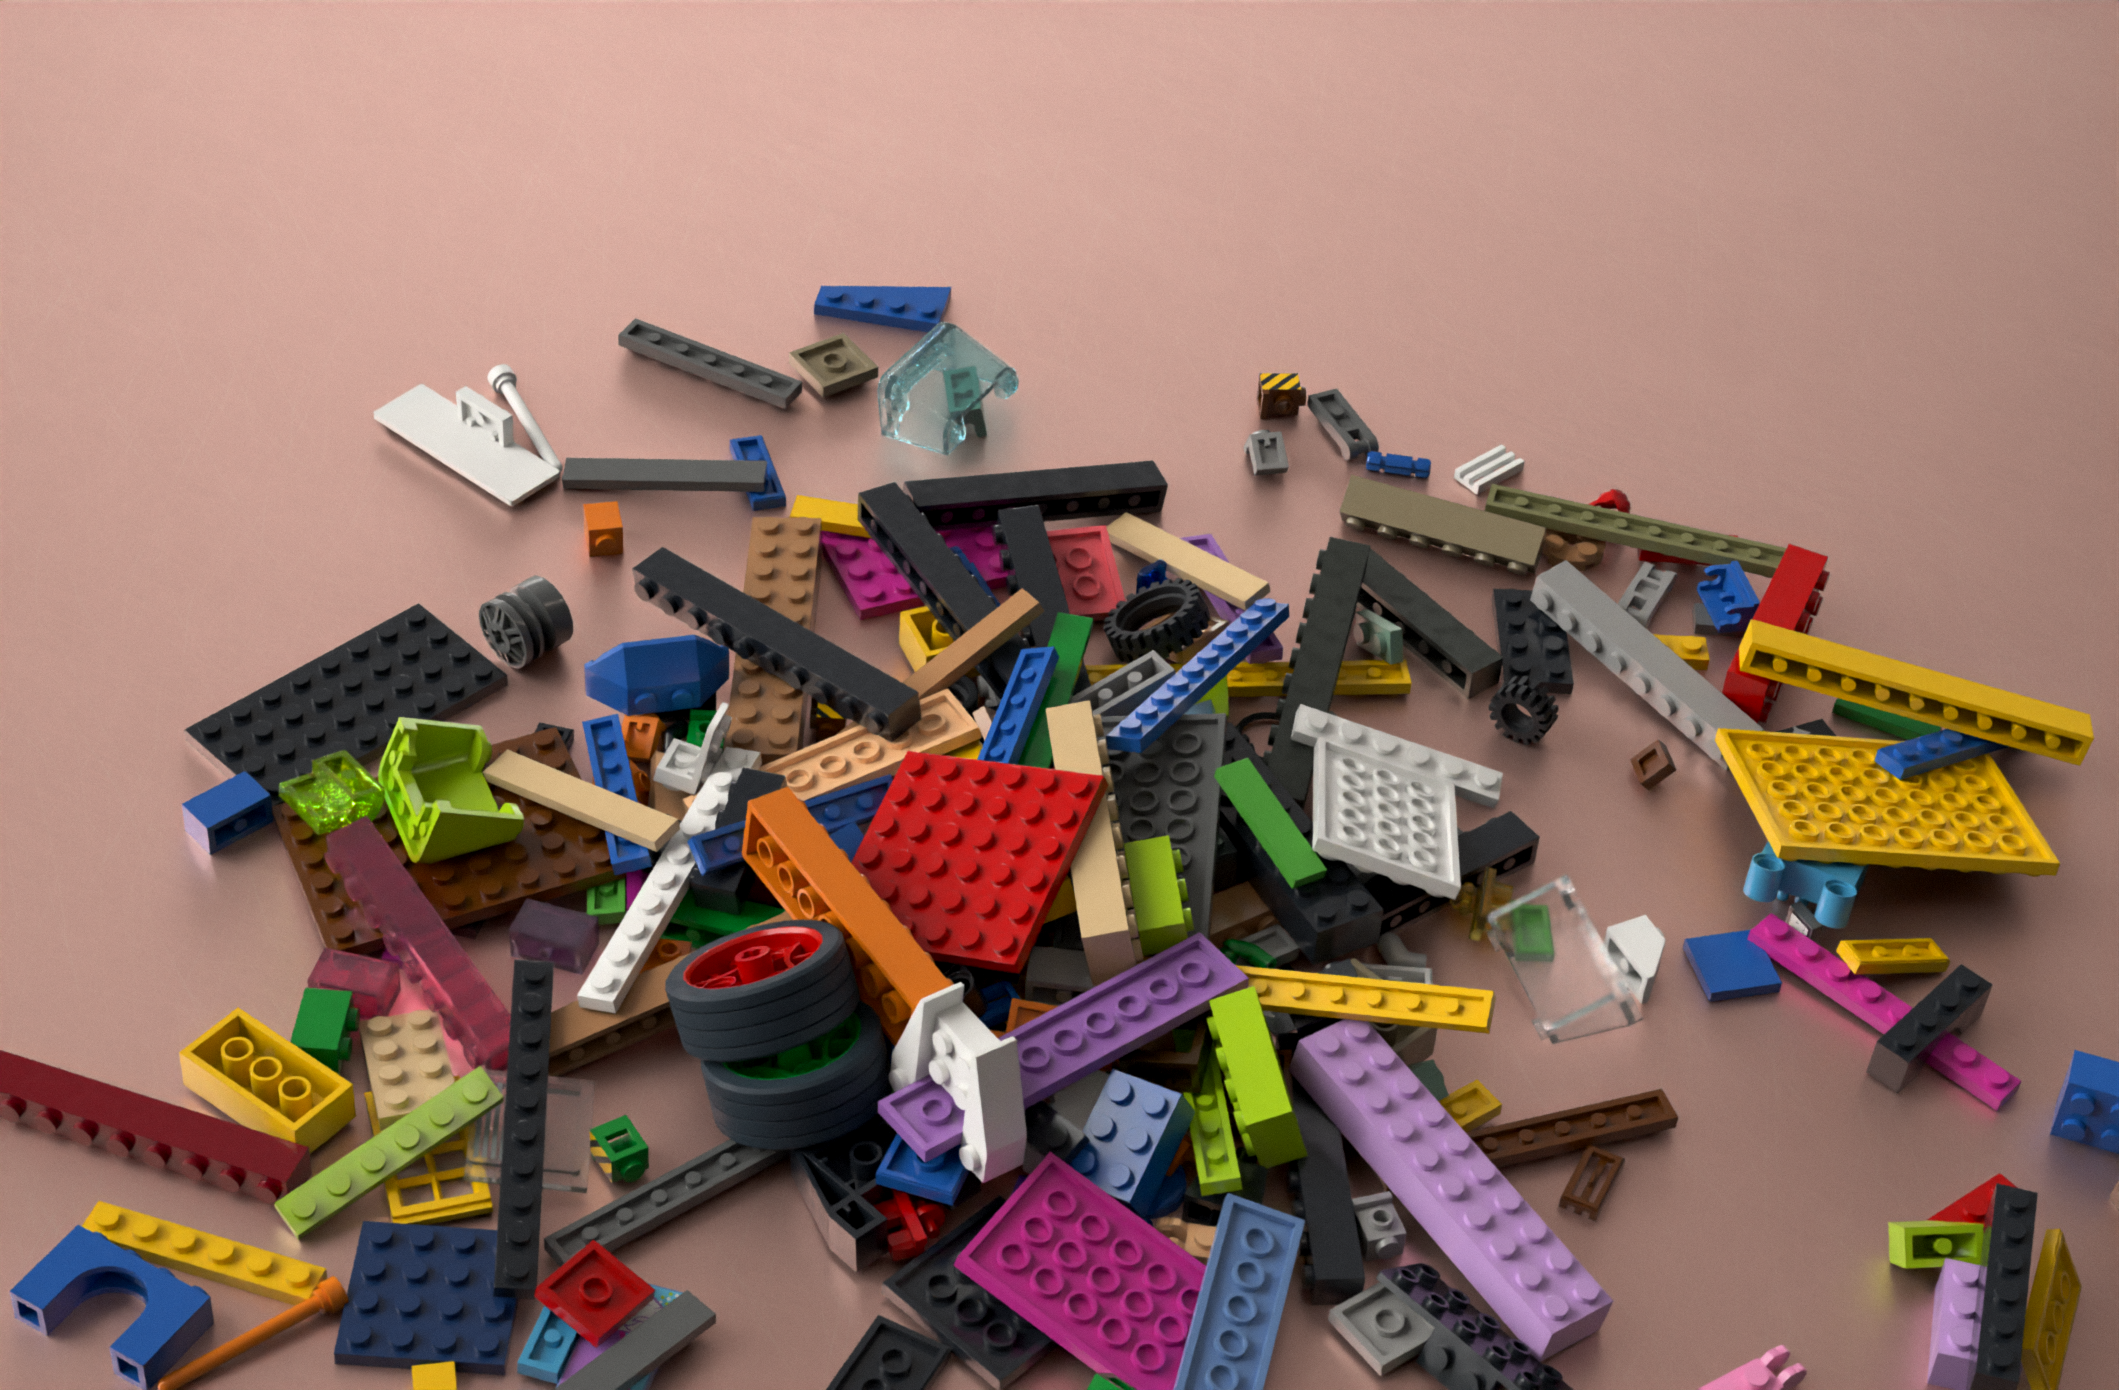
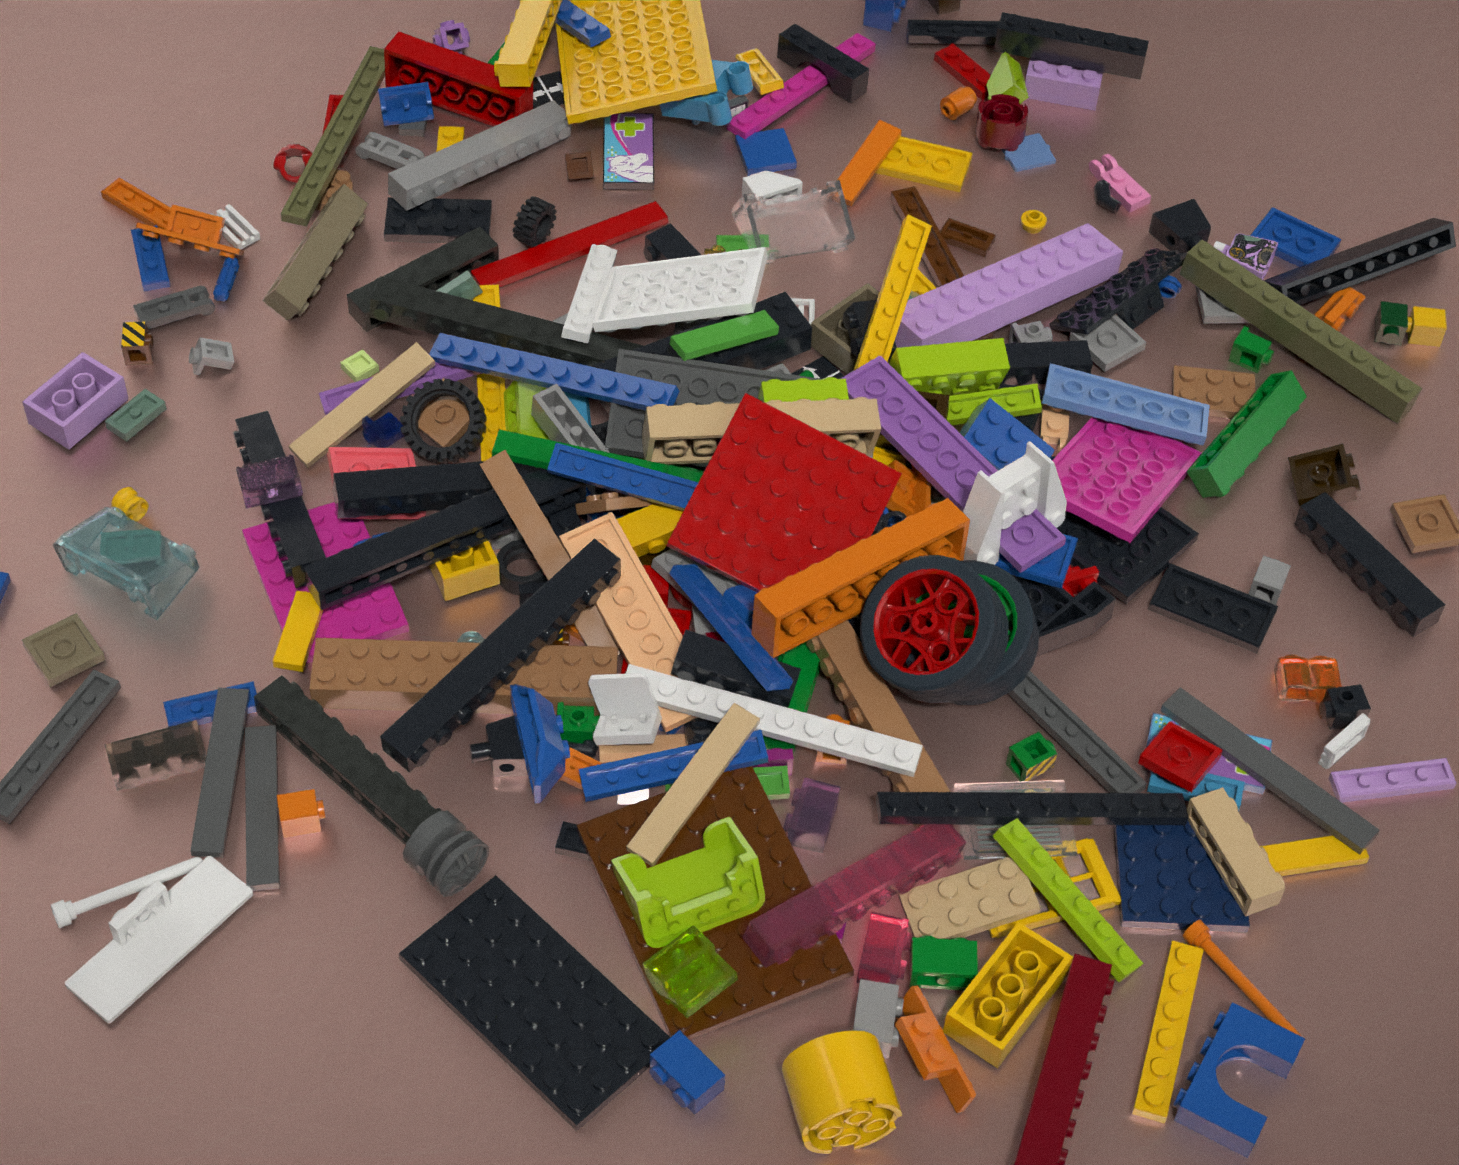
camera: 90 degrees left, 10 degrees up
(152, 906) = (841, 1091): none -> yellow brick
(203, 1003) = (932, 1050): none -> orange bracket
(264, 971) = (876, 1012): none -> light grey brick
(432, 1327) = (1235, 851): none -> tan brick
(633, 508) = (261, 808): none -> dark grey tile
(685, 424) = (156, 755): none -> clear smoke brick
(701, 539) = (343, 758): none -> pearl dark grey brick
(1031, 463) = (269, 481): none -> clear purple brick
(1033, 399) = (130, 503): none -> yellow wheel
(1170, 401) = (135, 415): none -> sand green plate
(1179, 349) = (75, 400): none -> lavender brick
(1271, 572) = (359, 366): none -> yellowish green tile
(1427, 407) = (150, 261): none -> blue tile
(1460, 426) = (195, 227): none -> orange bracket
(1498, 753) = (571, 246): none -> red tile
(1508, 404) = (137, 203): none -> orange tile
(1638, 1264) = (1033, 221): none -> yellow plate
(1693, 821) = (628, 151): none -> tile
(1709, 1359) = (1103, 196): none -> black arm
(1719, 1064) = (868, 160): none -> orange tile
(1748, 1139) = (927, 164): none -> yellow tile
(1801, 1279) = (1030, 154): none -> medium blue piece
(1836, 1227) = (1001, 122): none -> dark red brick
(1873, 635) = (458, 33): none -> medium lavender brick
(1883, 1188) = (958, 102): none -> orange brick
(2058, 1197) = (952, 32): none -> black plate

